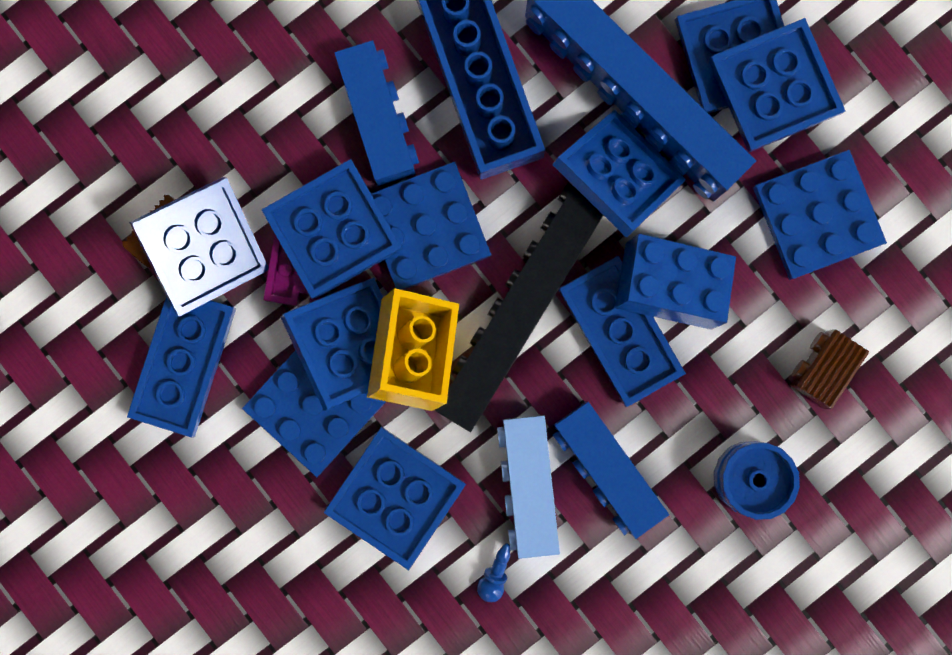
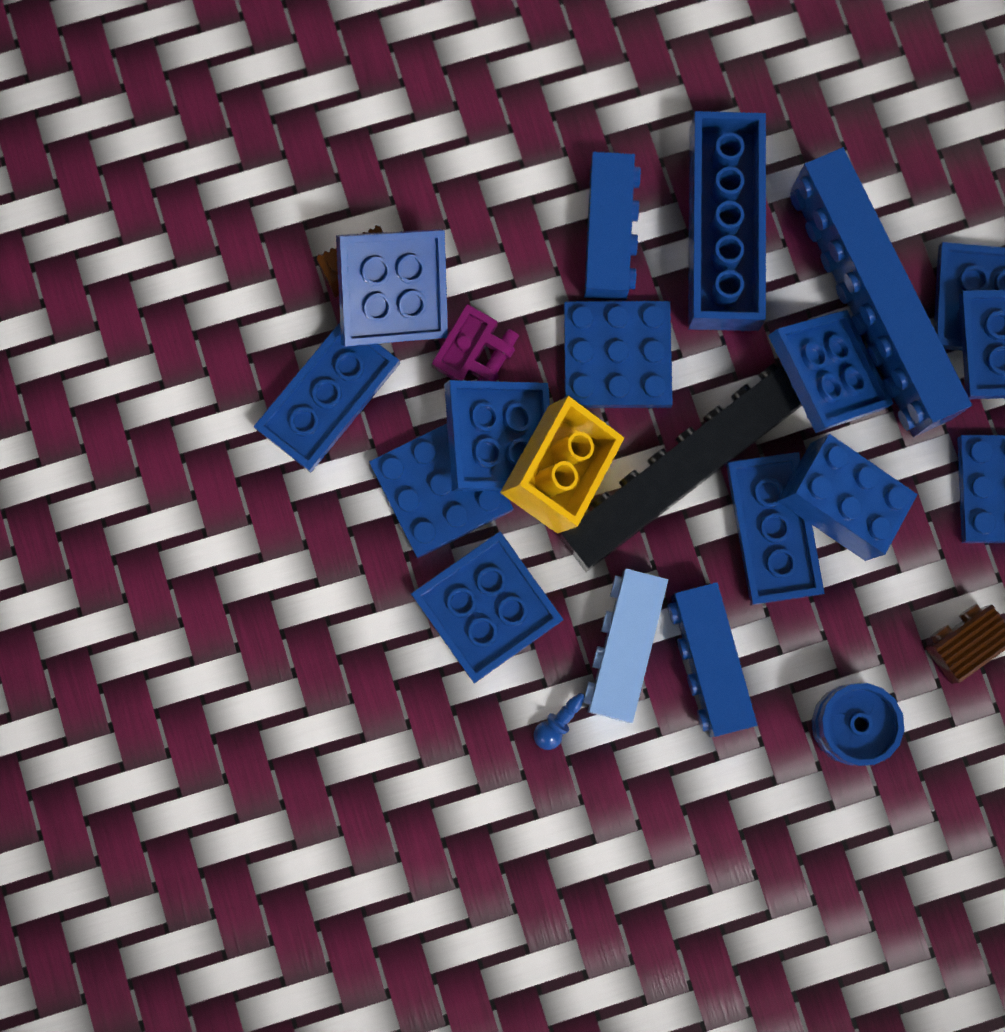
camera: 15 degrees right, 5 degrees down
(331, 229) = (526, 319): blue plate -> none

